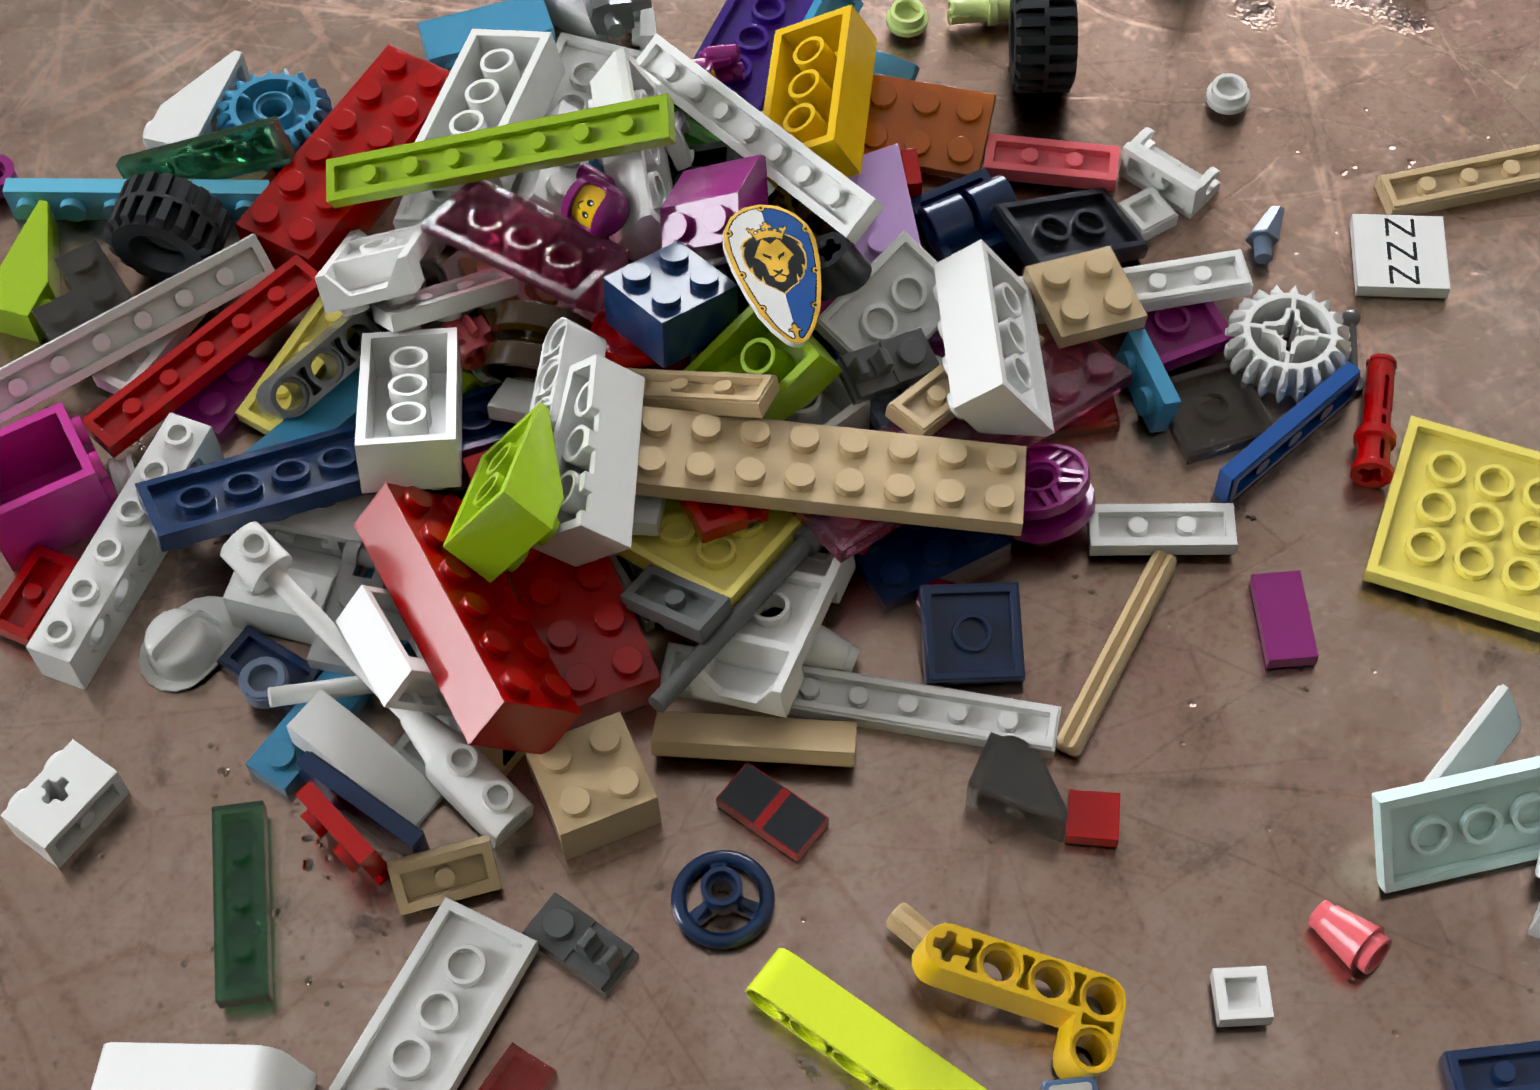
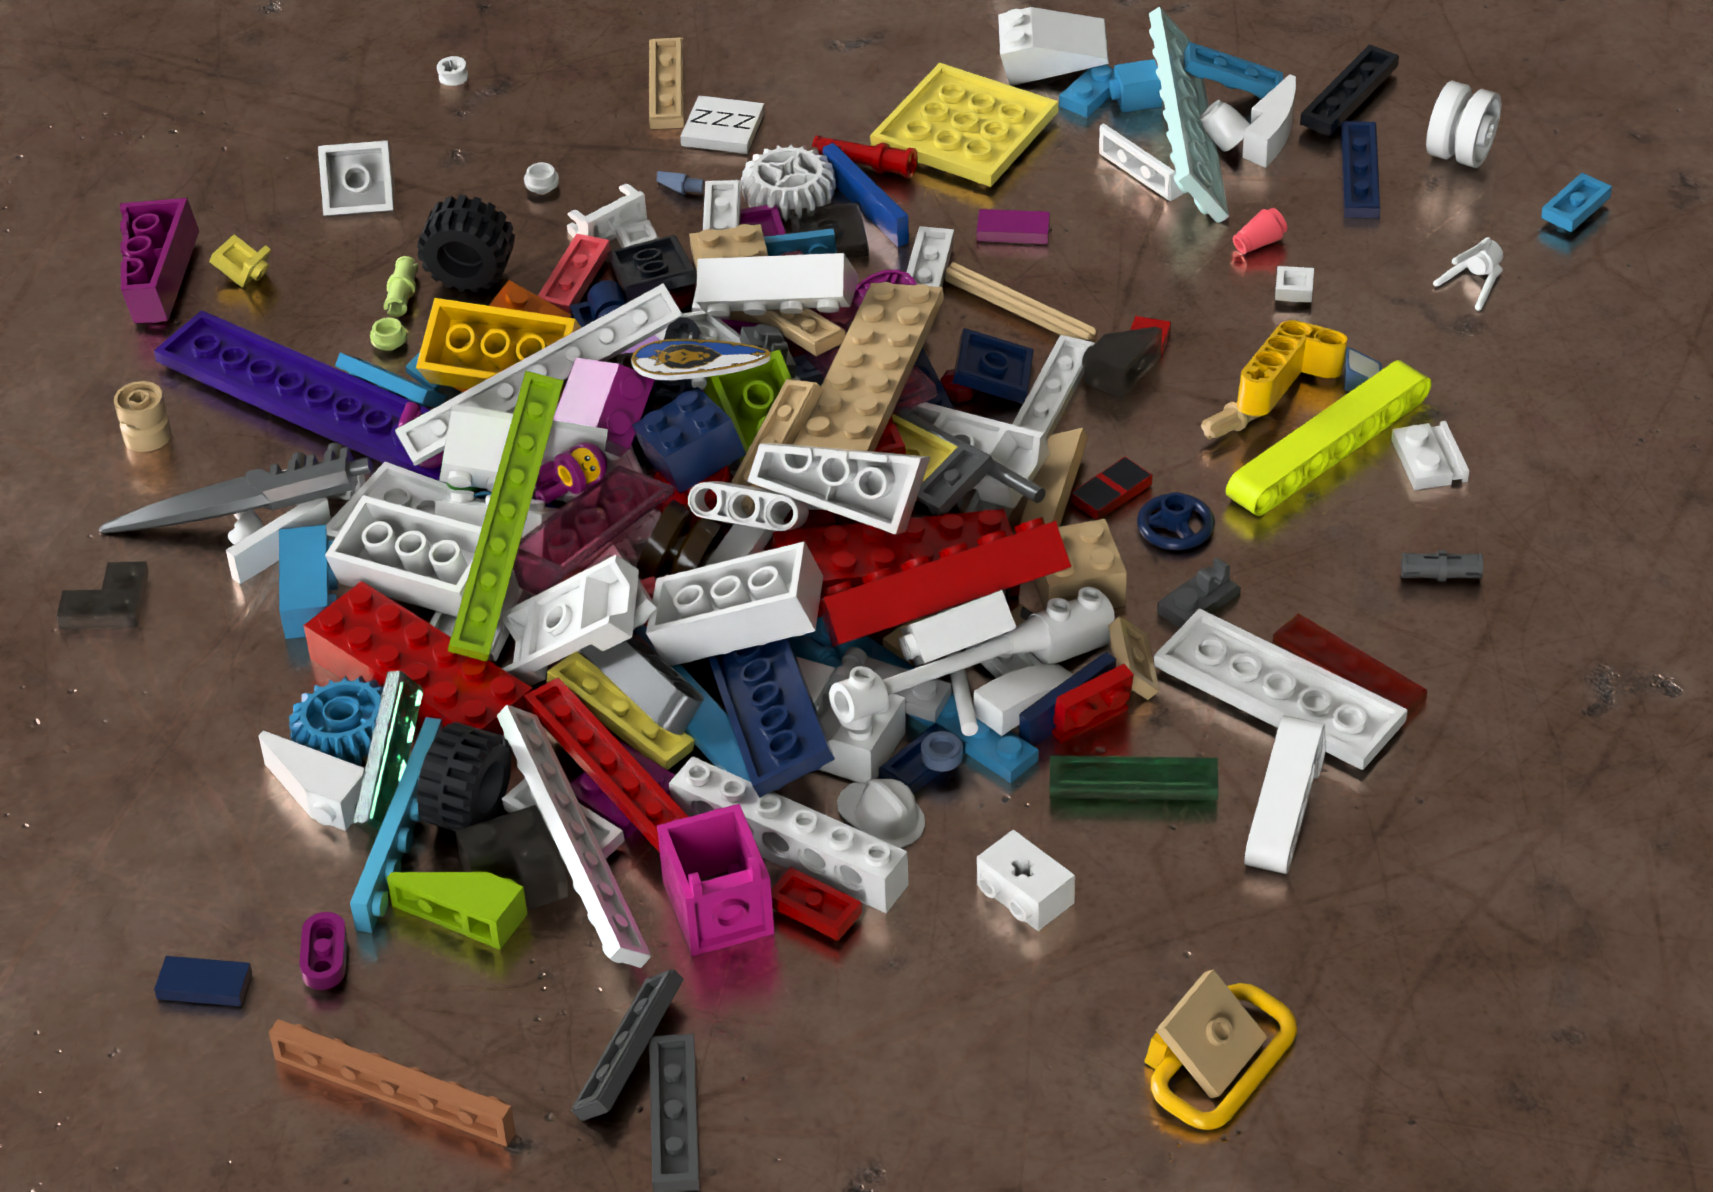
camera: 80 degrees left, 15 degrees down
(510, 499) = (859, 518): lime slope -> none

